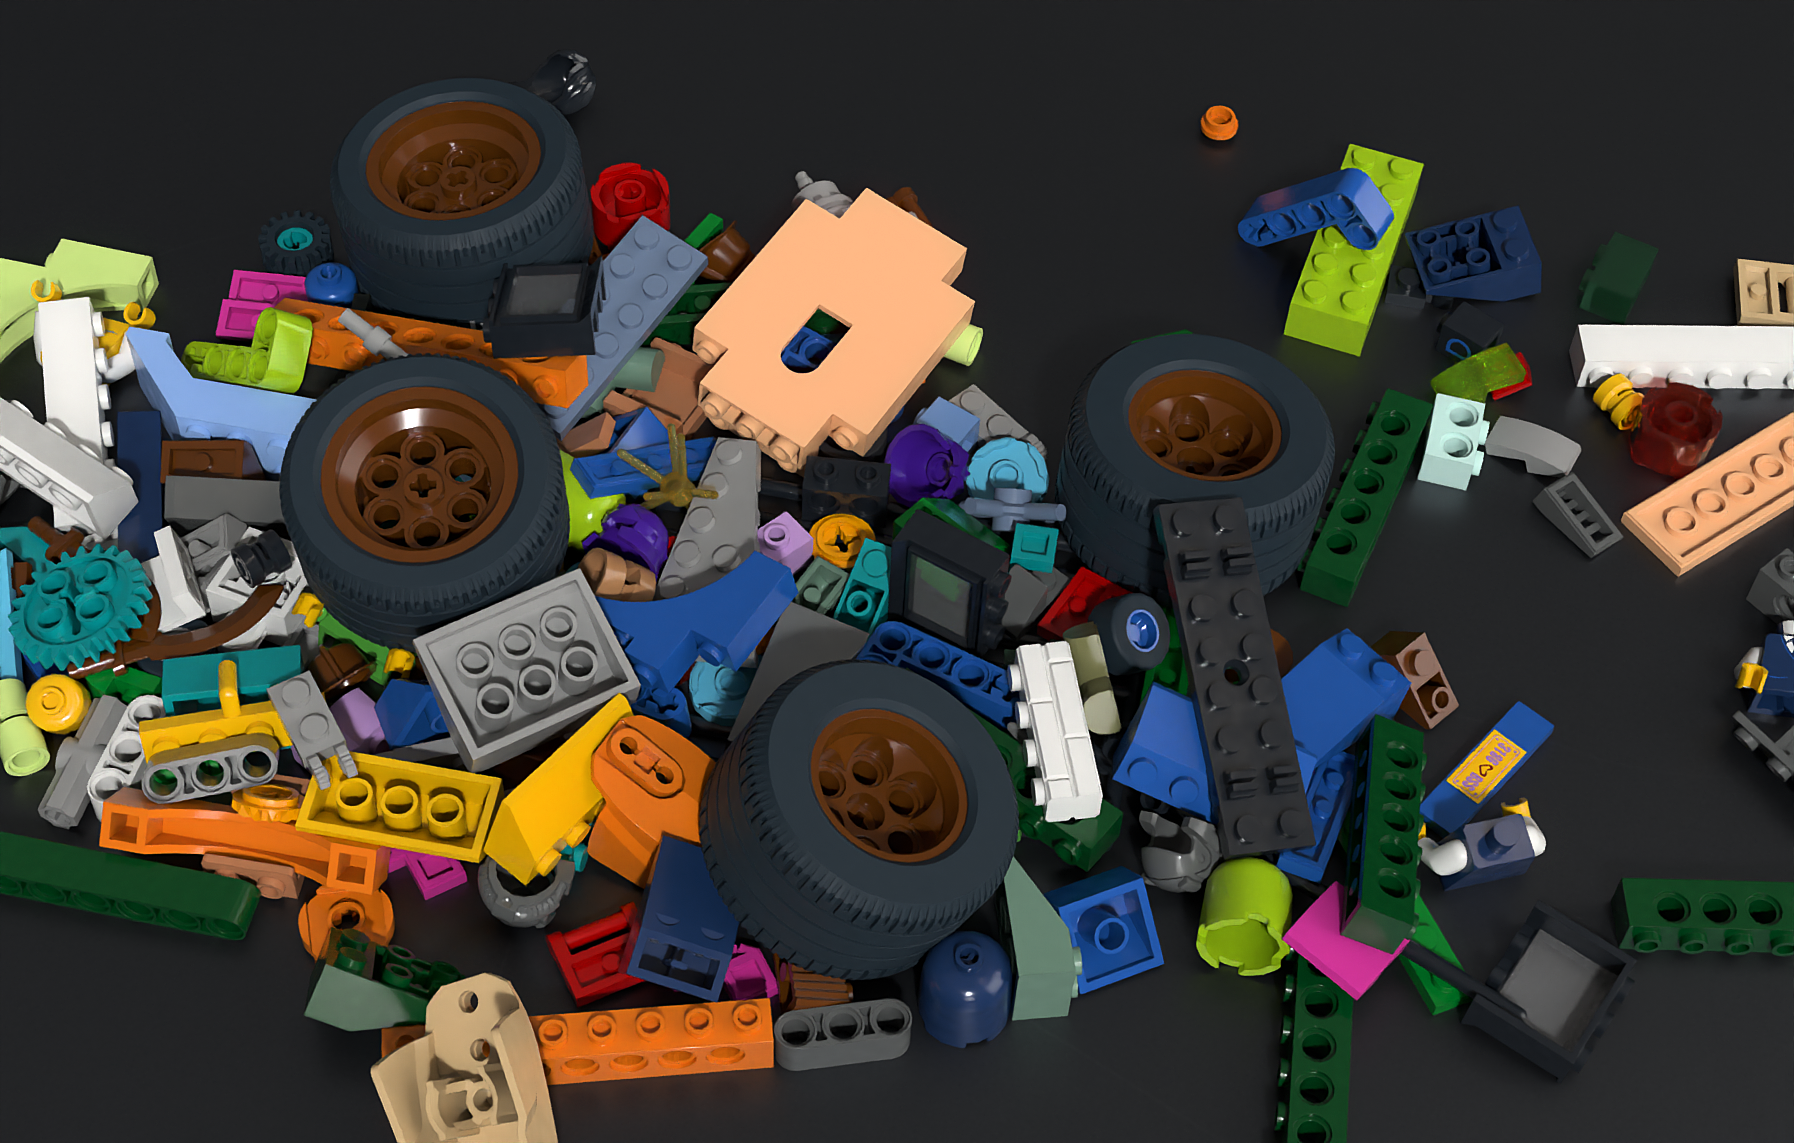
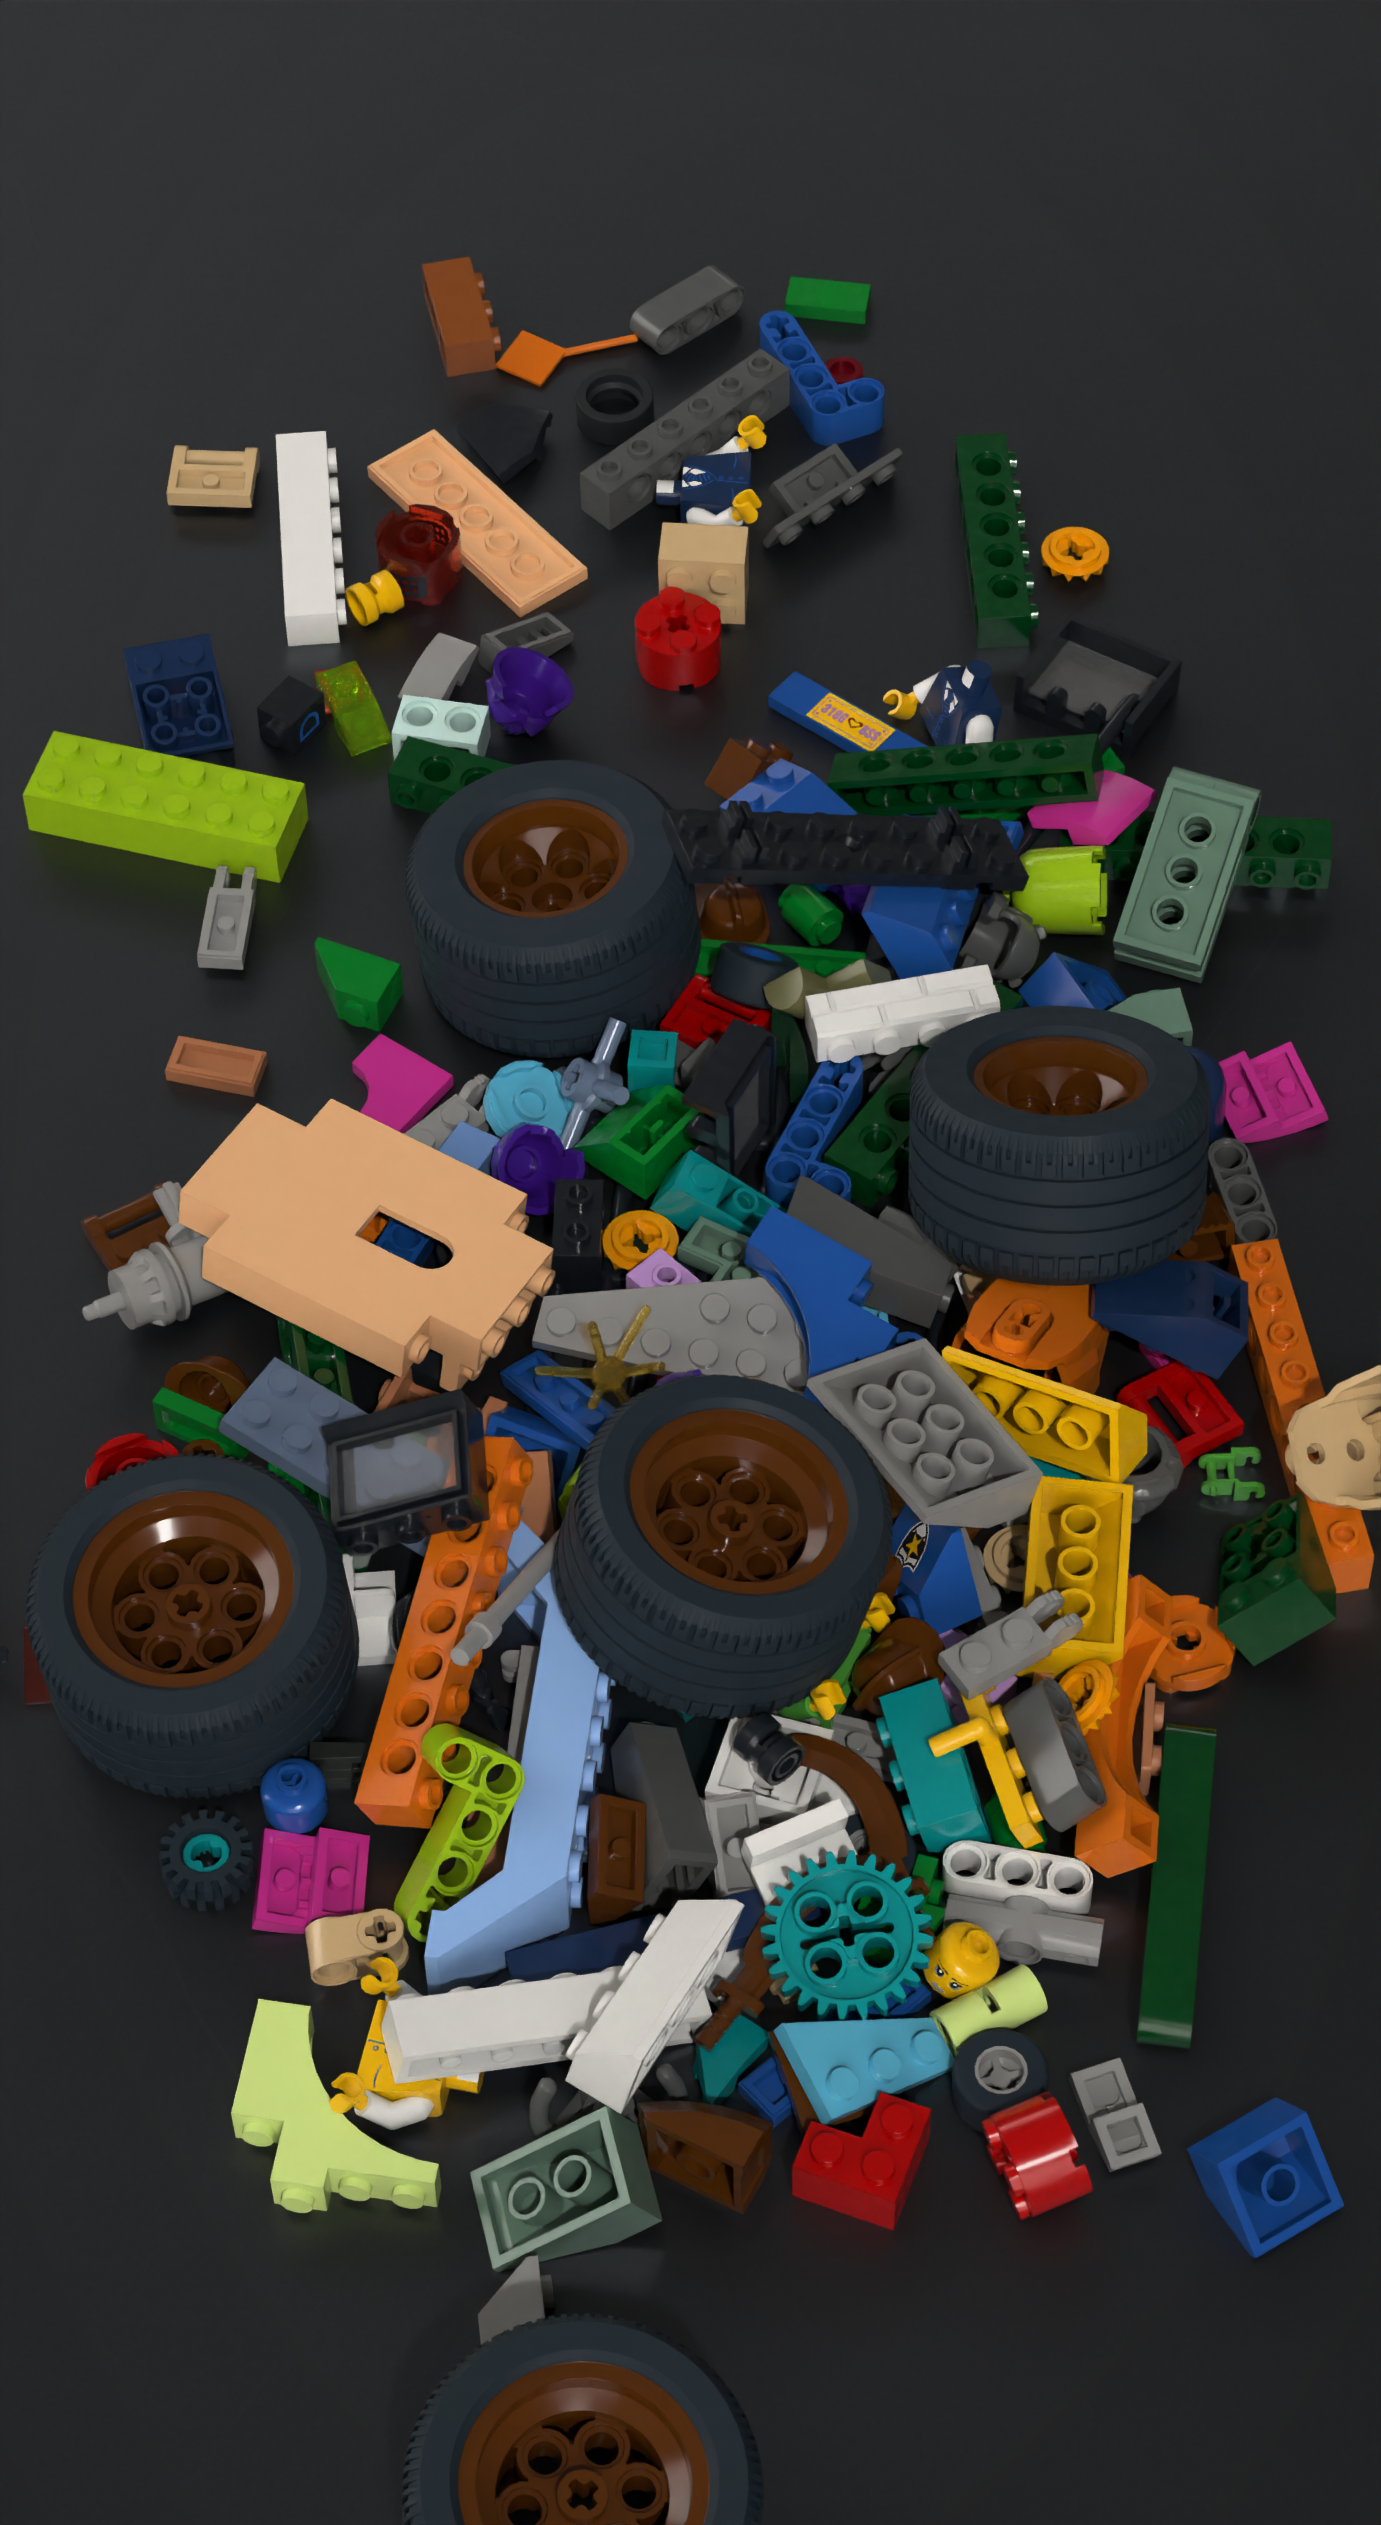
camera: 90 degrees left, 0 degrees up
(194, 319) = (345, 1945): none -> tan piece
(546, 990) = (1232, 1486): none -> bright green piece
(991, 1085) = (1269, 1095): none -> dark pink slope
(1037, 399) = (399, 1083): none -> dark pink tile
(1074, 282) = (216, 1066): none -> nougat tile
(1235, 290) = (227, 921): none -> light grey hinge
(1253, 1015) = (1188, 808): none -> sand green hinge
(1336, 198) = (141, 822): blue beam -> none
(1498, 492) = (526, 691): none -> dark purple helmet
(1581, 625) = (678, 640): none -> red brick
(1618, 277) = (197, 590): clear green brick -> none
(1662, 643) = (707, 563): none -> tan brick
(1758, 985) = (1084, 543): none -> light orange gear

